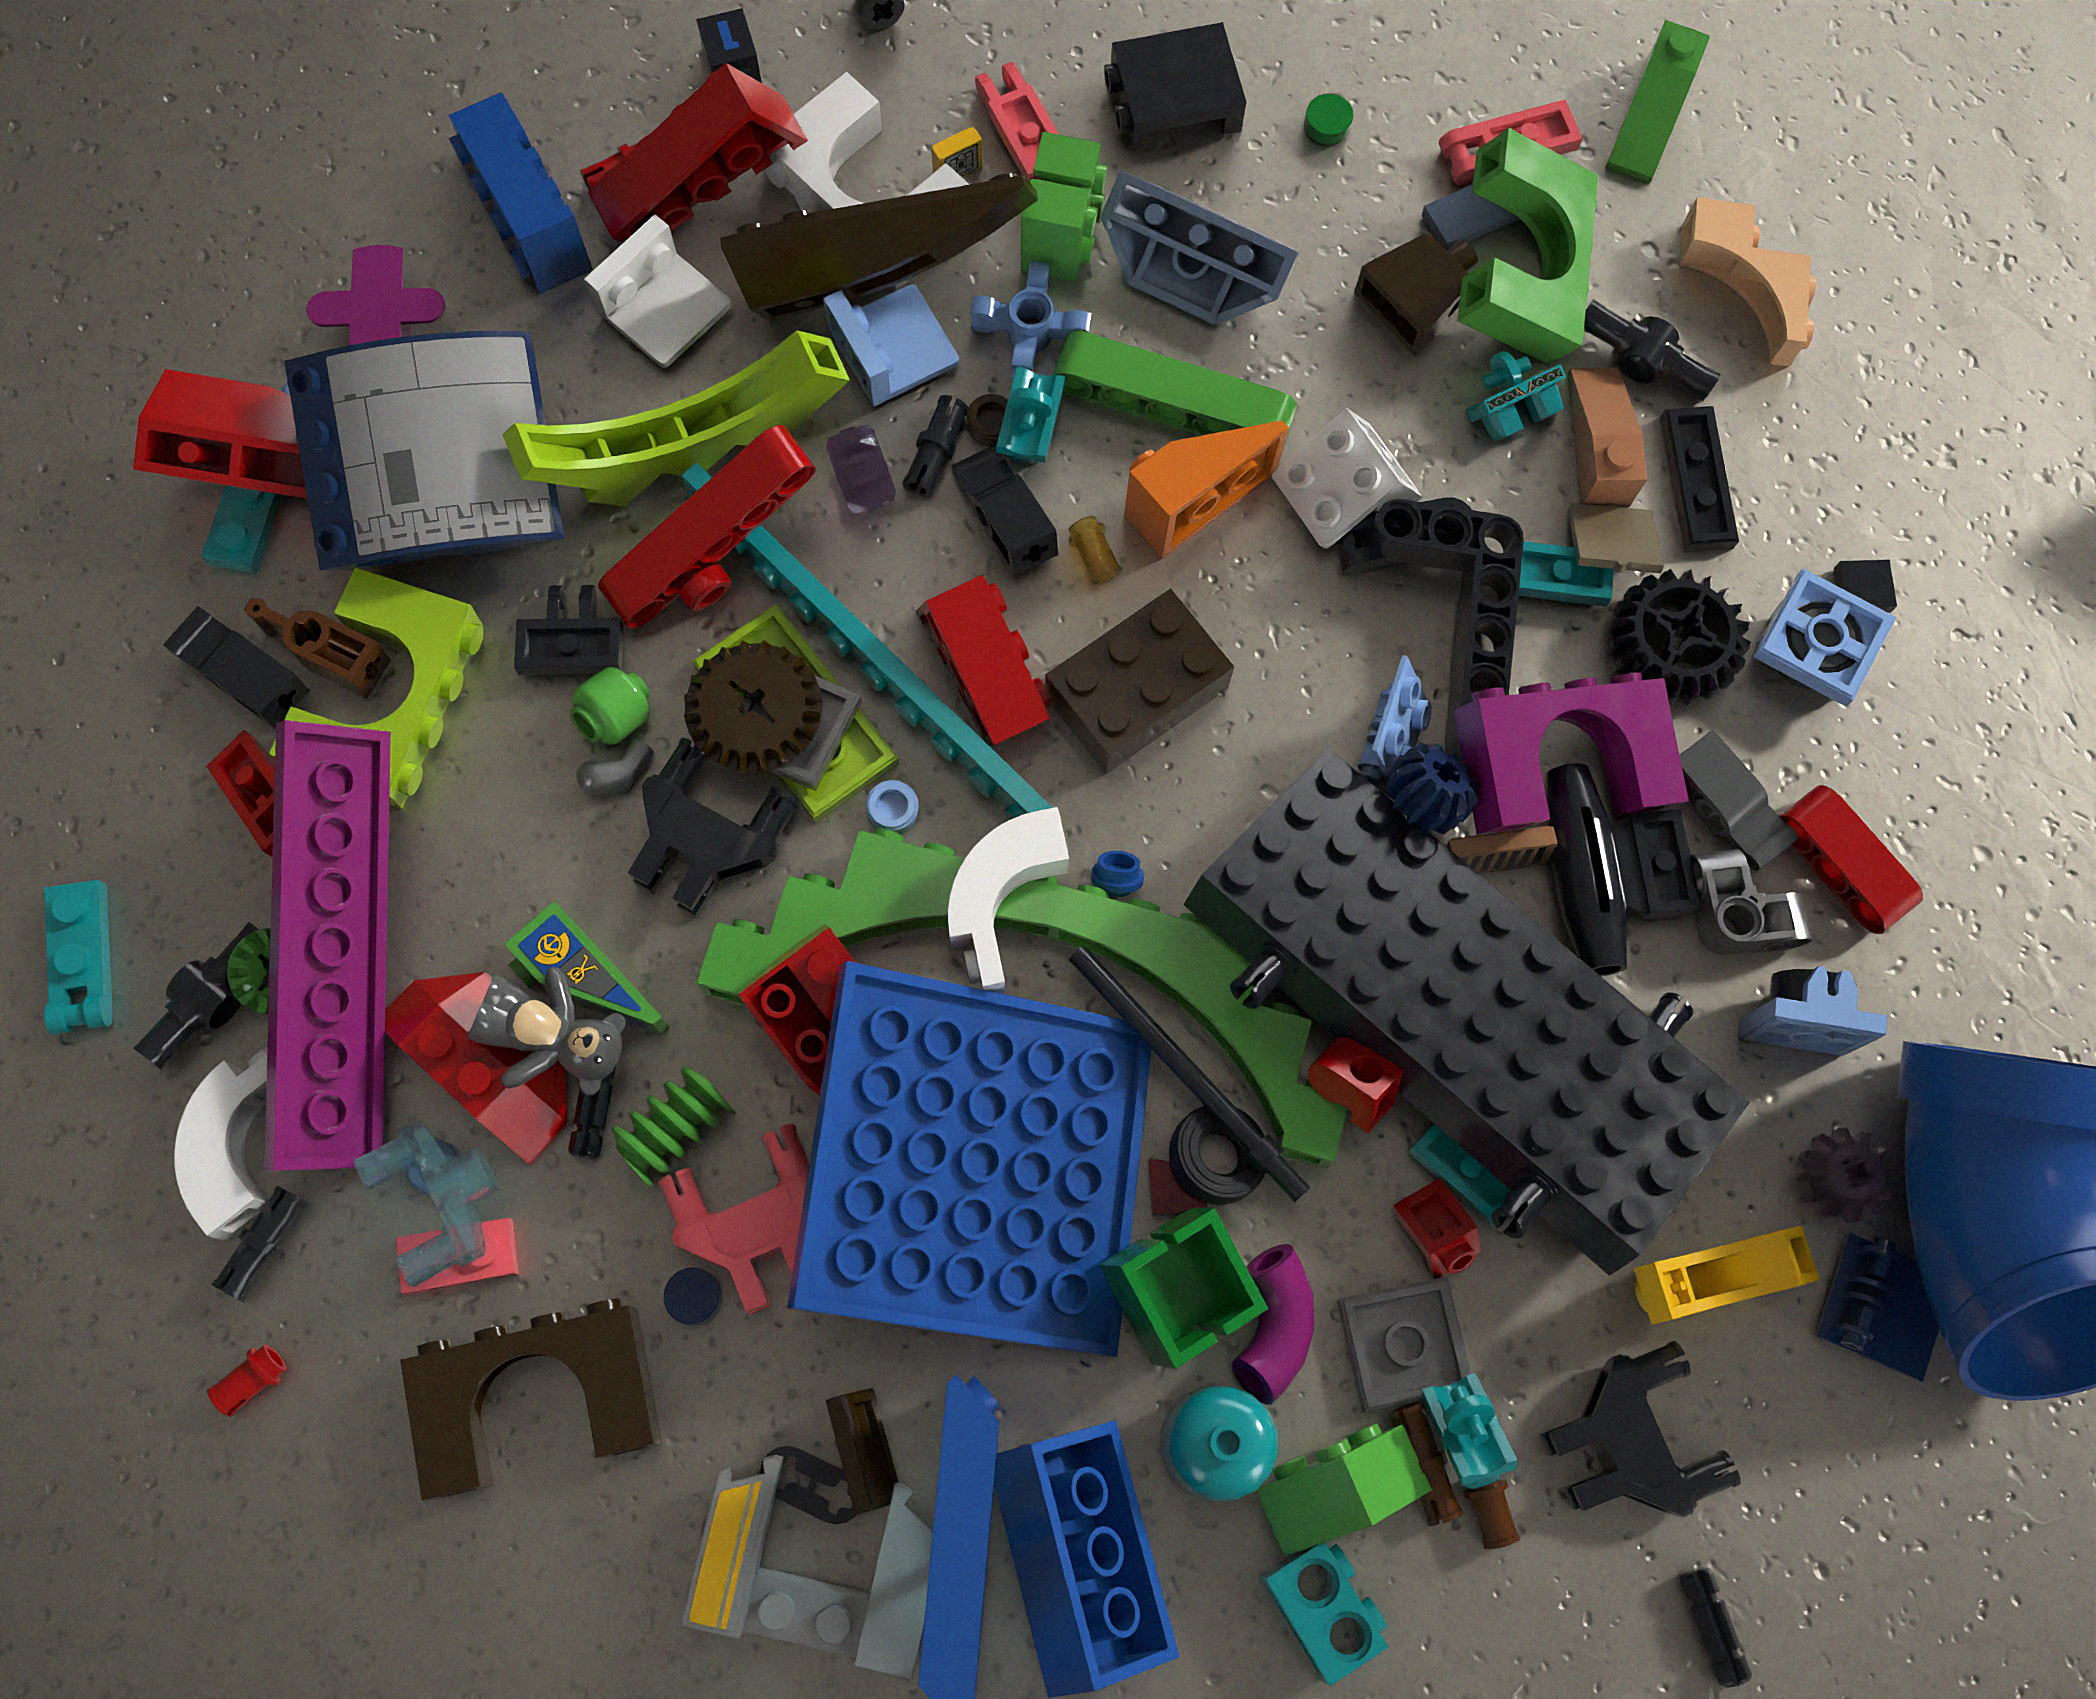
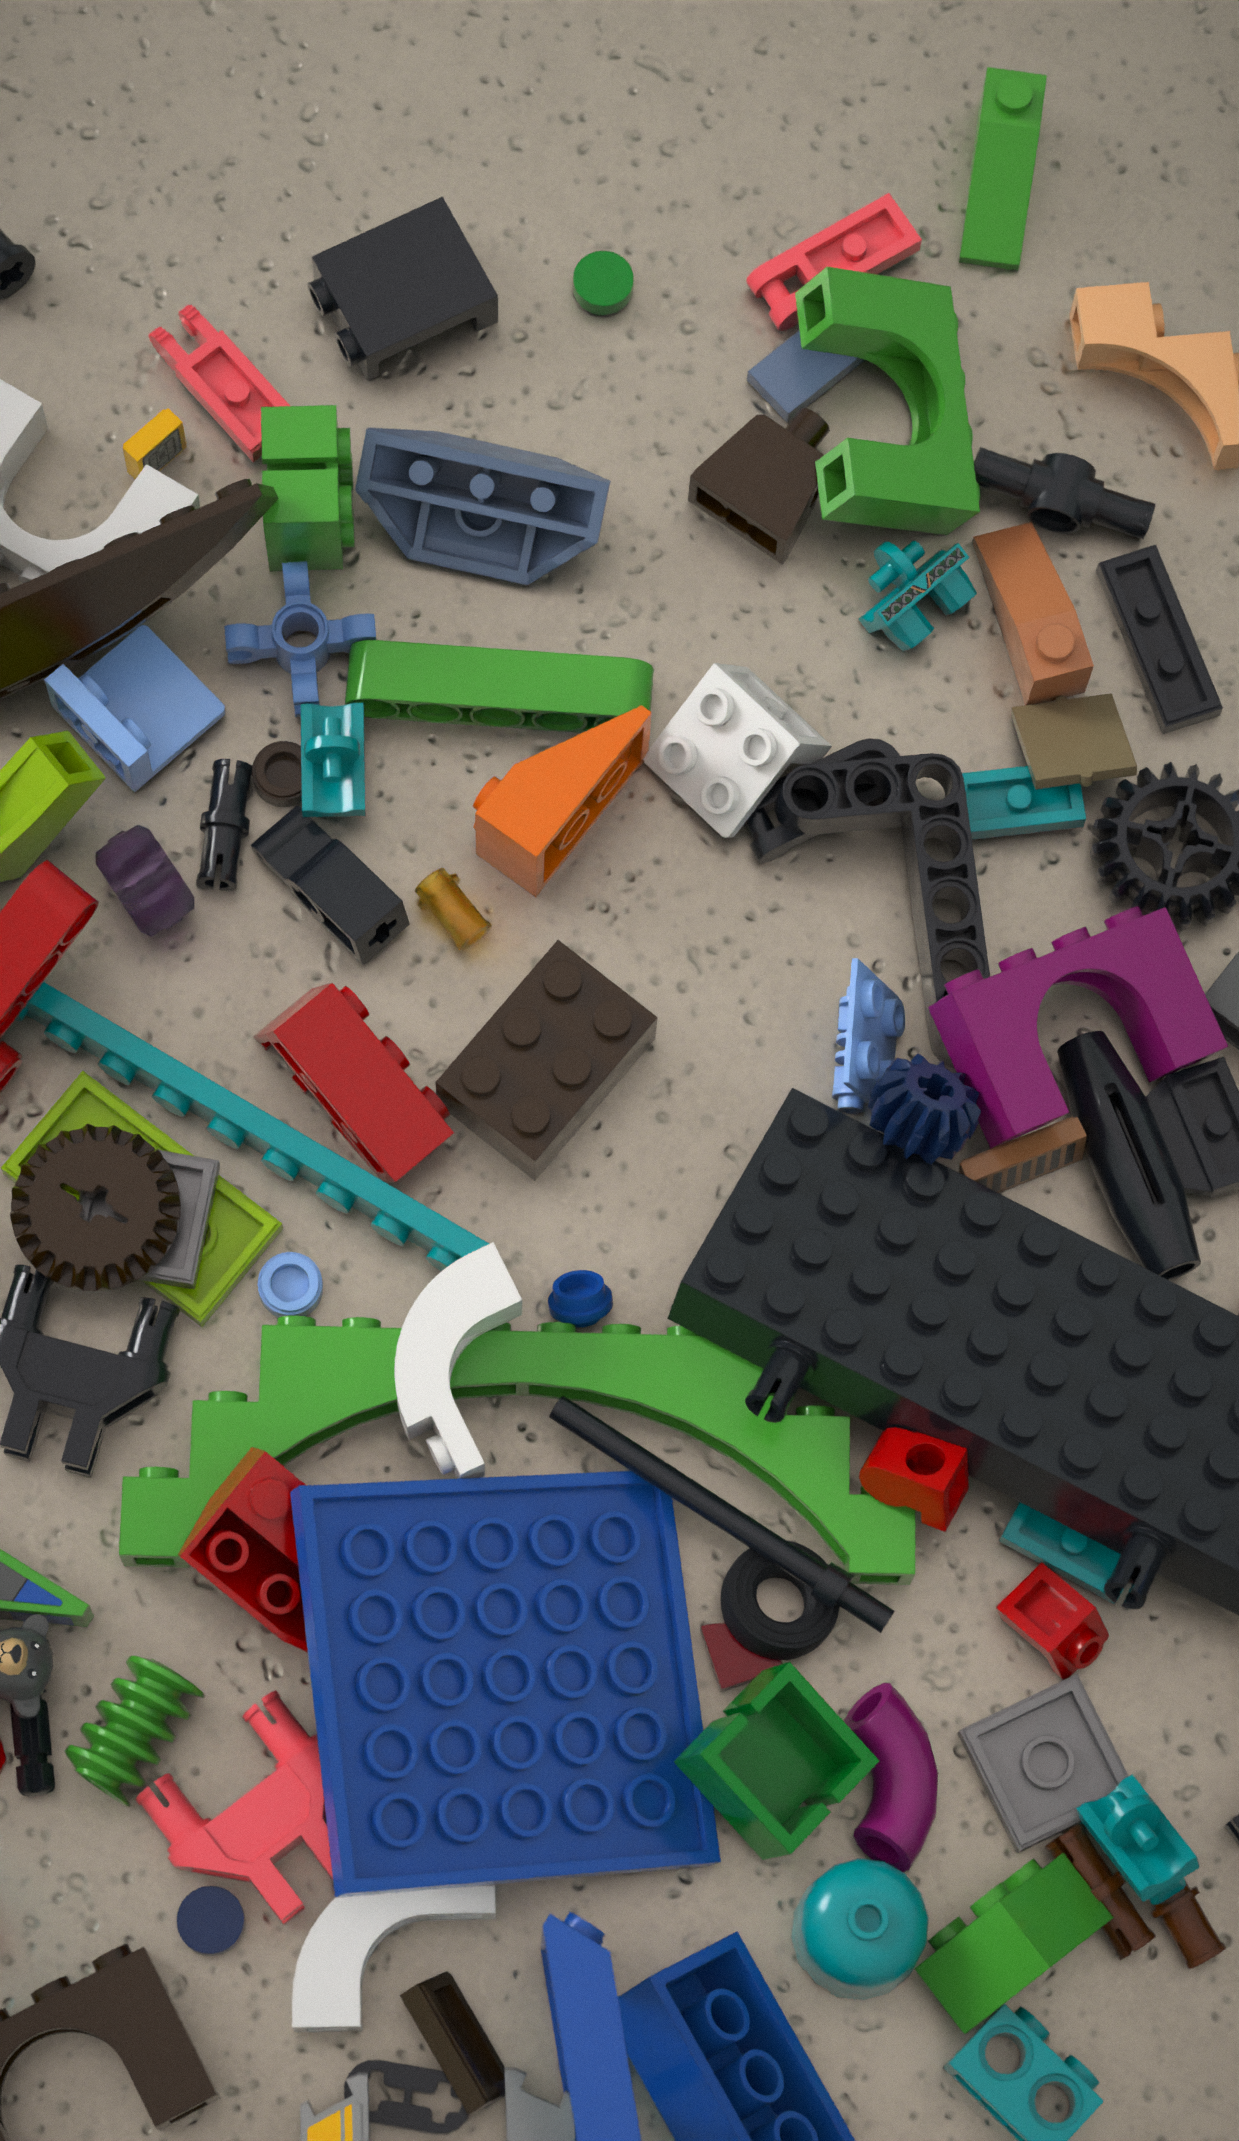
camera: 15 degrees left, 0 degrees up
(789, 1344) = (346, 1935): none -> white arch

